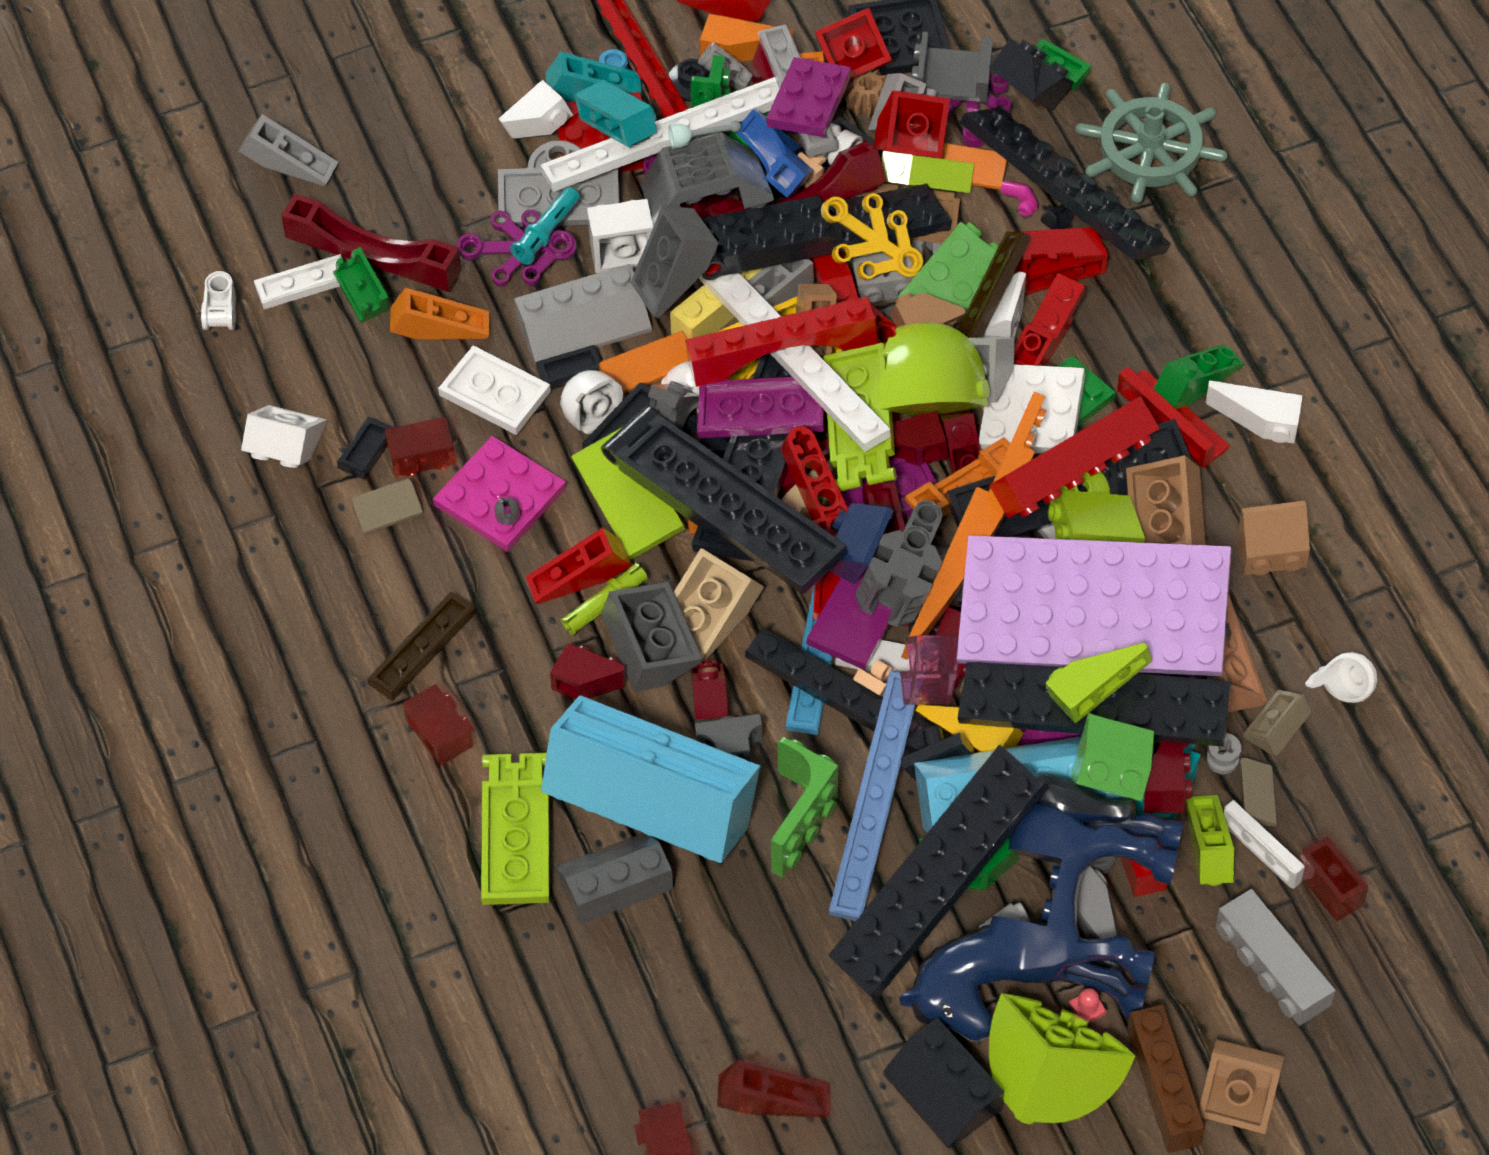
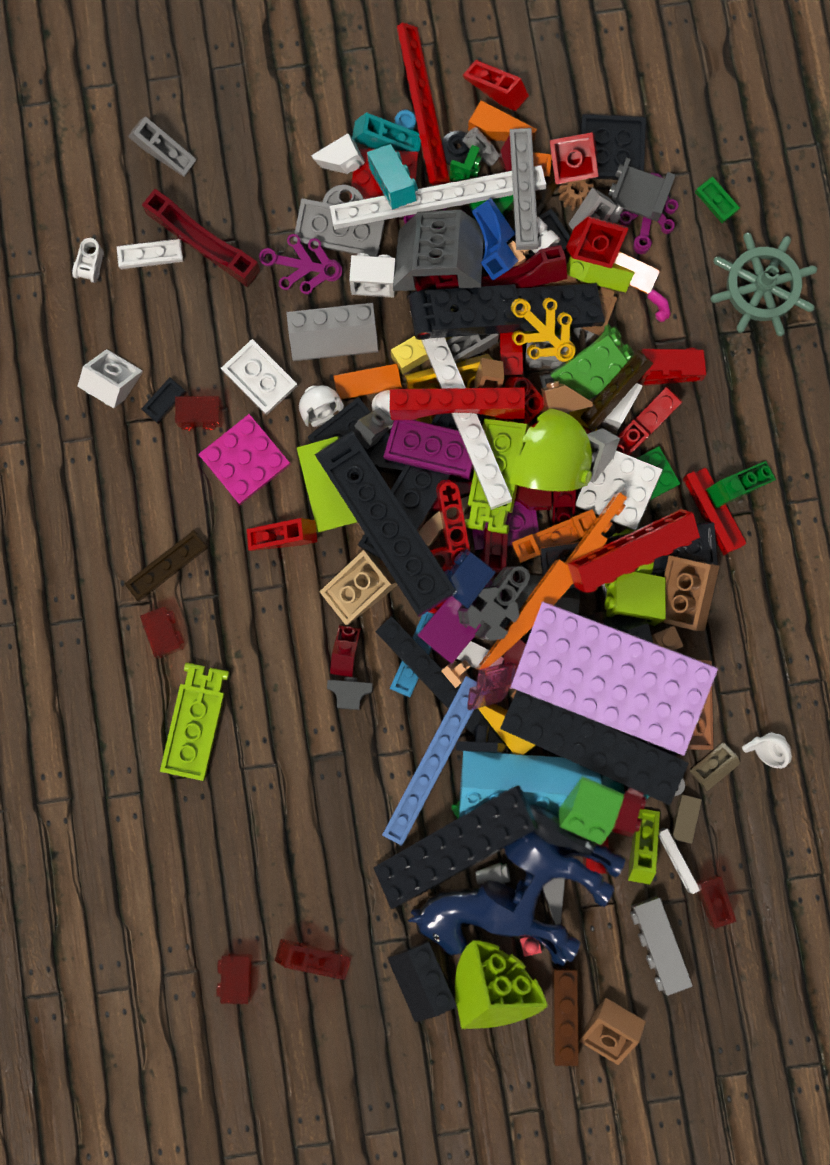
camera: 15 degrees right, 25 degrees up
(361, 286) = (186, 271): green hinge -> none
(386, 506) = (166, 452): dark tan slope -> none
(436, 318) = (234, 310): orange slope -> none
(507, 519) = (248, 481): dark grey hinge -> none
(538, 233) = (315, 262): teal pin -> none
(563, 367) = (314, 369): black tile -> none
(586, 673) = (266, 618): dark red slope -> none
(593, 606) = (293, 562): lime pin -> none
(615, 877) = (249, 772): dark grey slope -> none
(650, 635) = (316, 602): dark grey slope -> none
(650, 778) = (285, 720): medium azure brick -> none
(673, 257) = (398, 319): dark grey slope -> none
(681, 134) = (432, 208): hinge -> none
(808, 97) = (529, 201): magenta plate -> none
(819, 779) = (396, 757): bright green bracket -> none
(1031, 73) = (695, 209): black slope -> none
(1056, 217) = (680, 330): black piece -> none
(1065, 183) = (693, 305): black plate -> none
(1093, 679) = (589, 741): lime slope -> none
(1262, 411) = (777, 526): white slope -> none
(1273, 538) = (753, 634): medium nougat slope -> none

